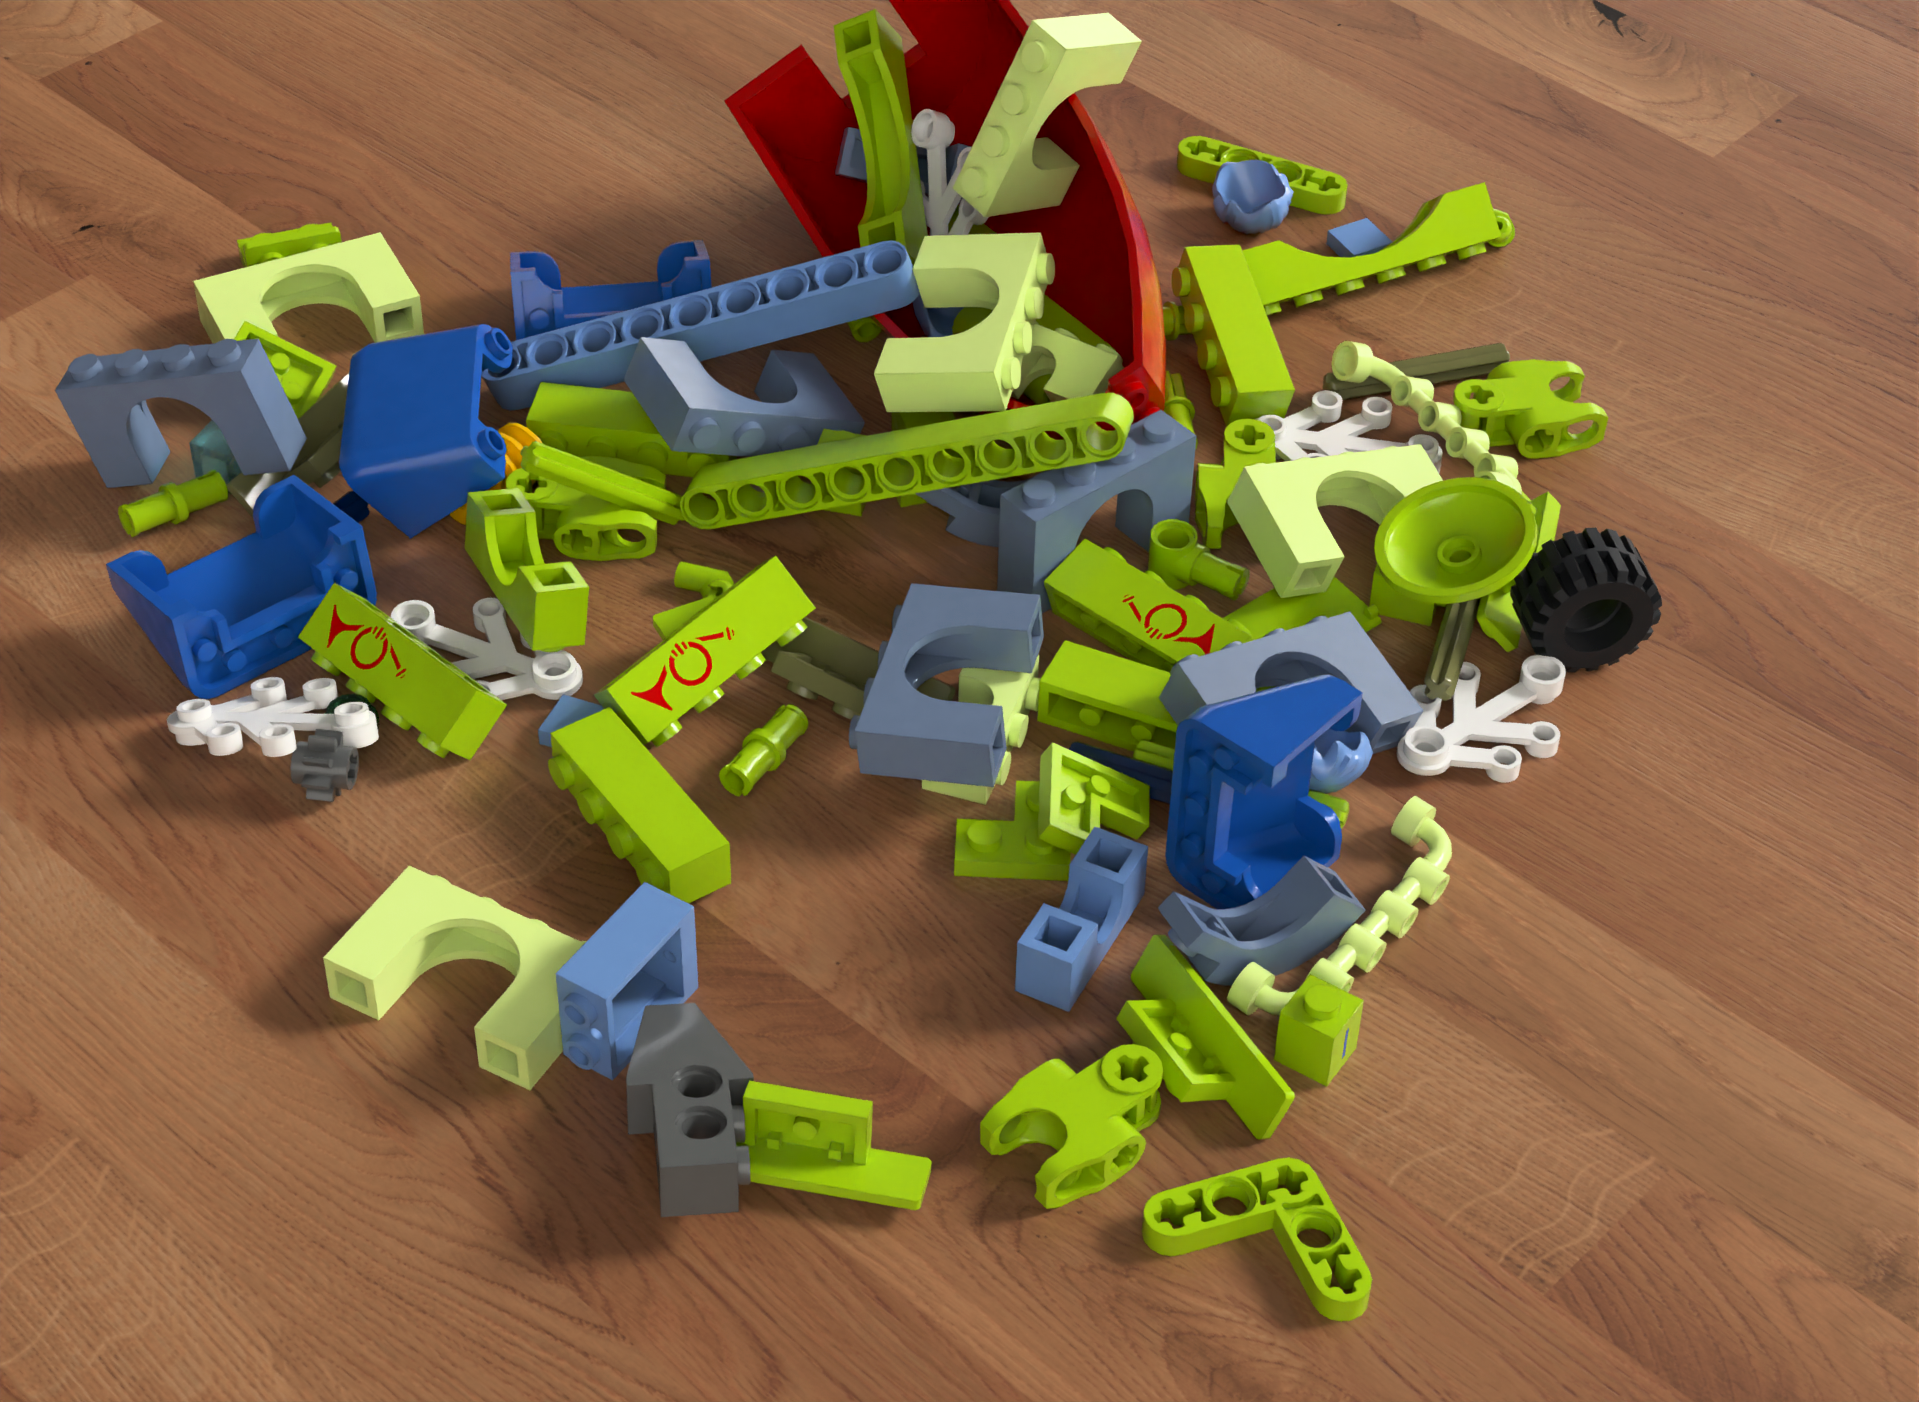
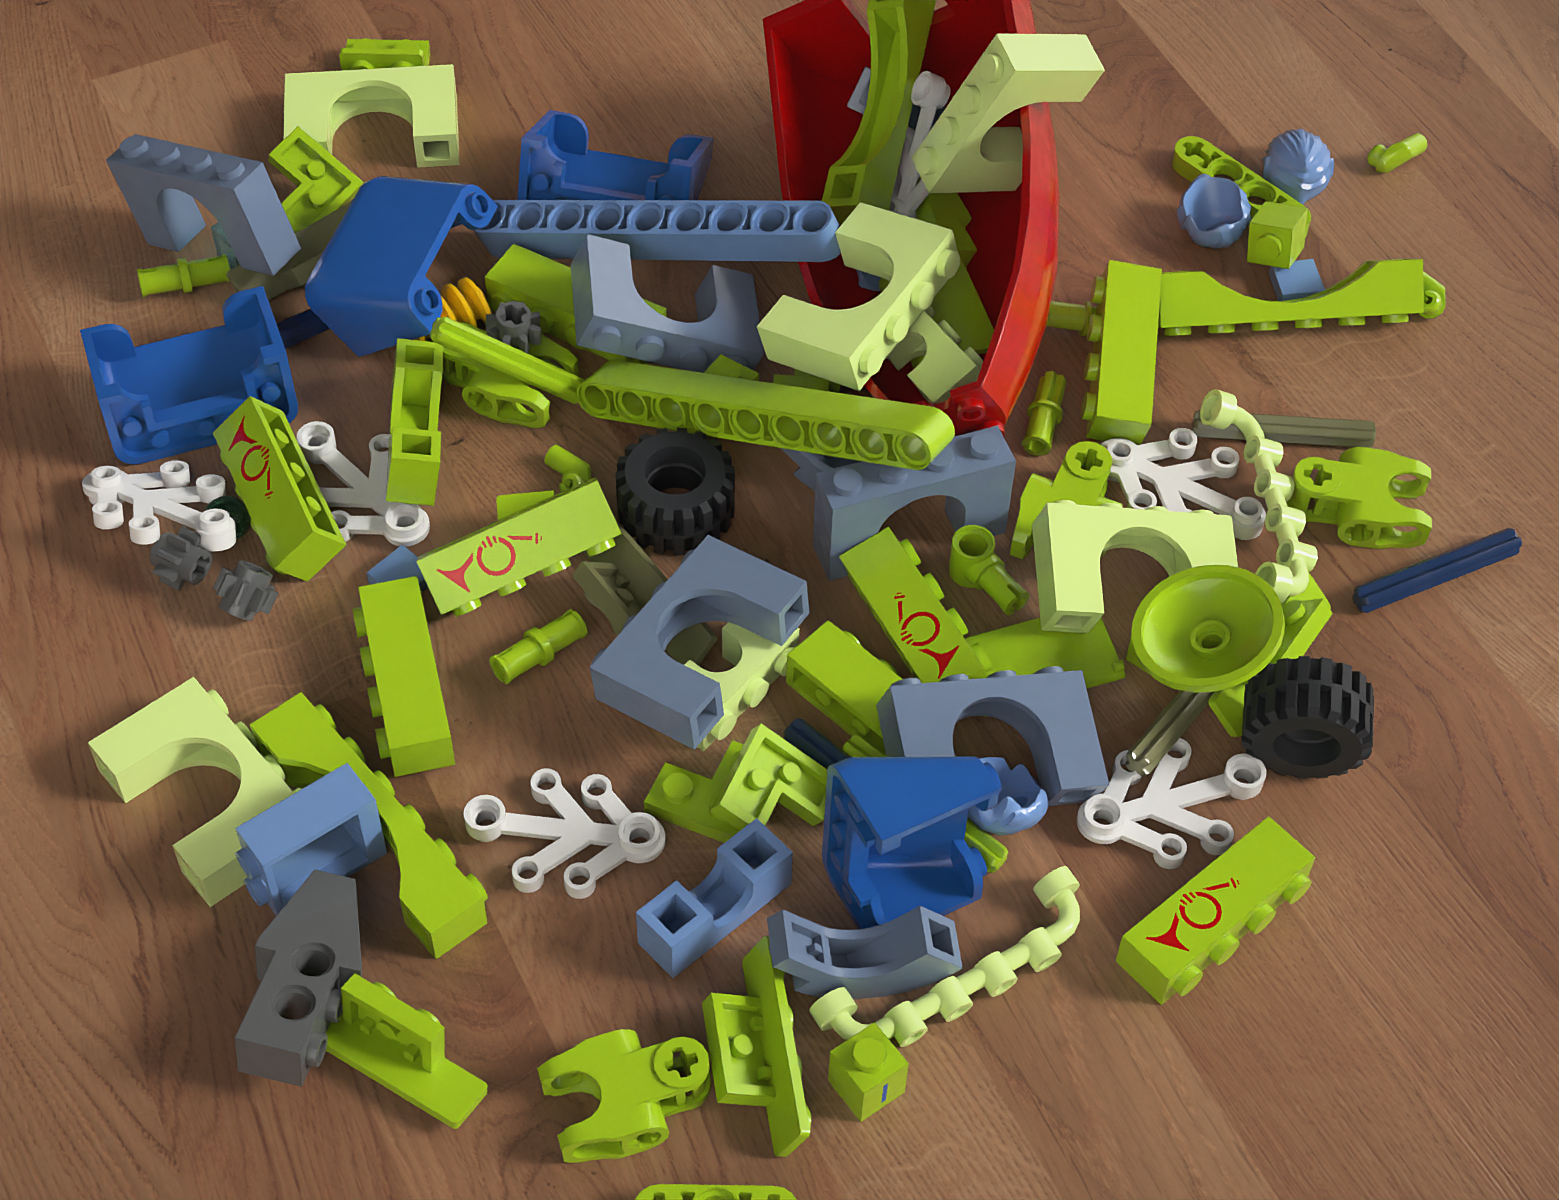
camera: 20 degrees right, 10 degrees up
(415, 776) = (245, 590): none -> dark grey gear
(596, 444) = (515, 325): none -> dark grey gear
(778, 1000) = (434, 894): none -> lime arch
(843, 563) = (675, 462): none -> black tyre
(953, 896) = (571, 832): none -> white plant
(1308, 136) = (1298, 164): none -> medium blue hair
(1324, 201) = (1277, 235): none -> lime brick
(1399, 110) = (1397, 154): none -> lime arm
(1579, 799) = (1215, 911): none -> lime brick
(1627, 457) = (1436, 570): none -> dark blue axle

